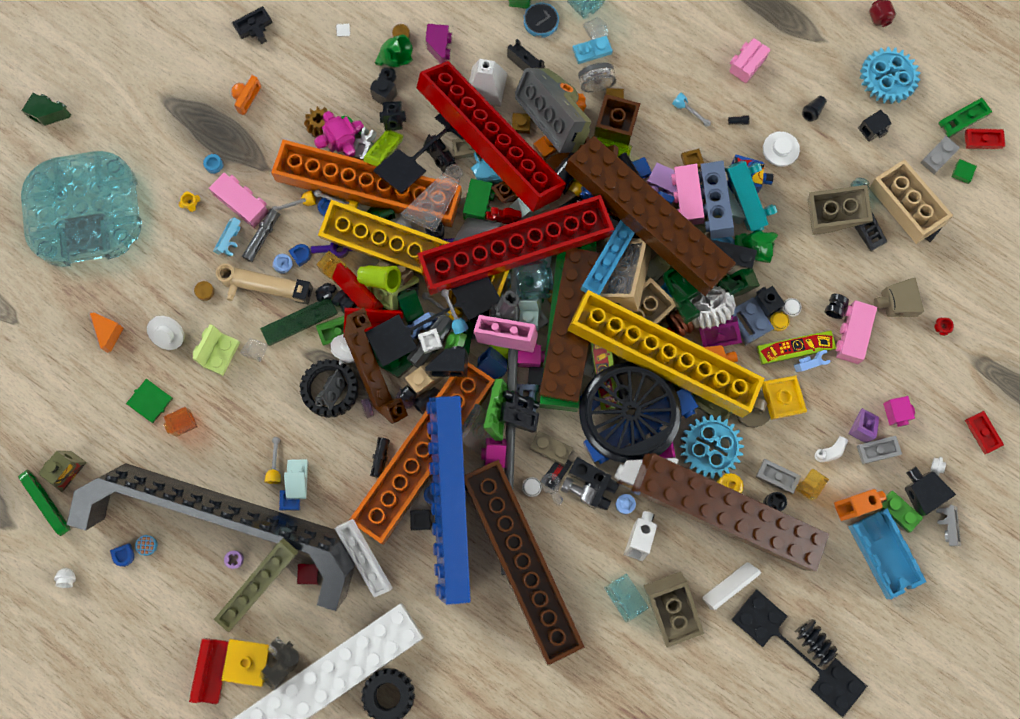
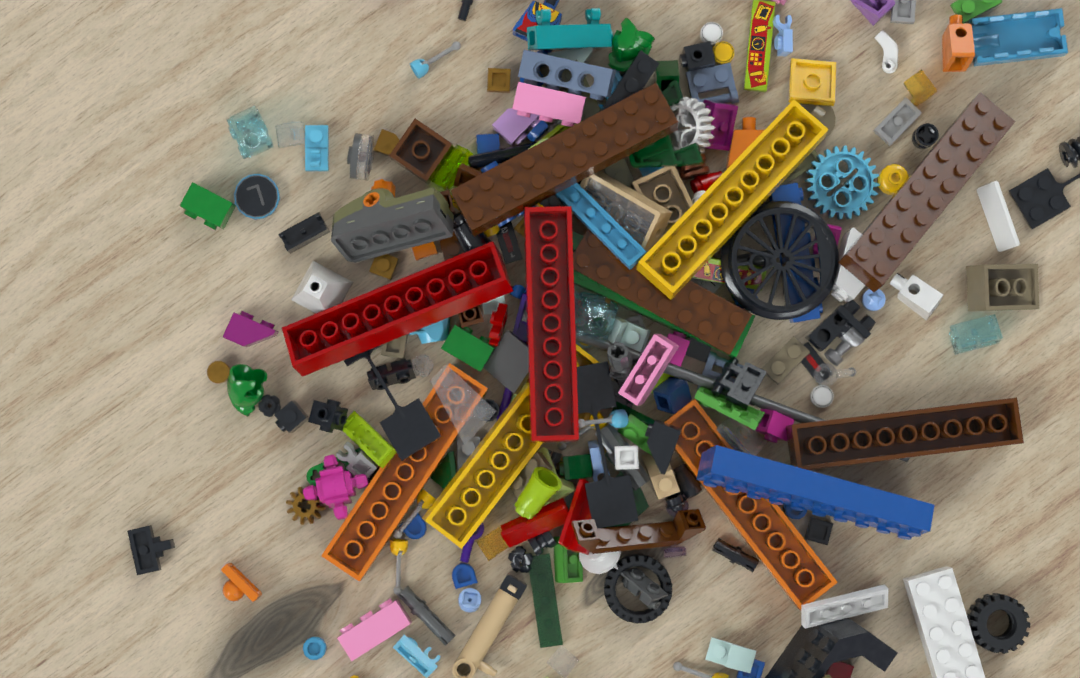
camera: 65 degrees left, 10 degrees up
(343, 29) = (188, 441): white sticker -> none

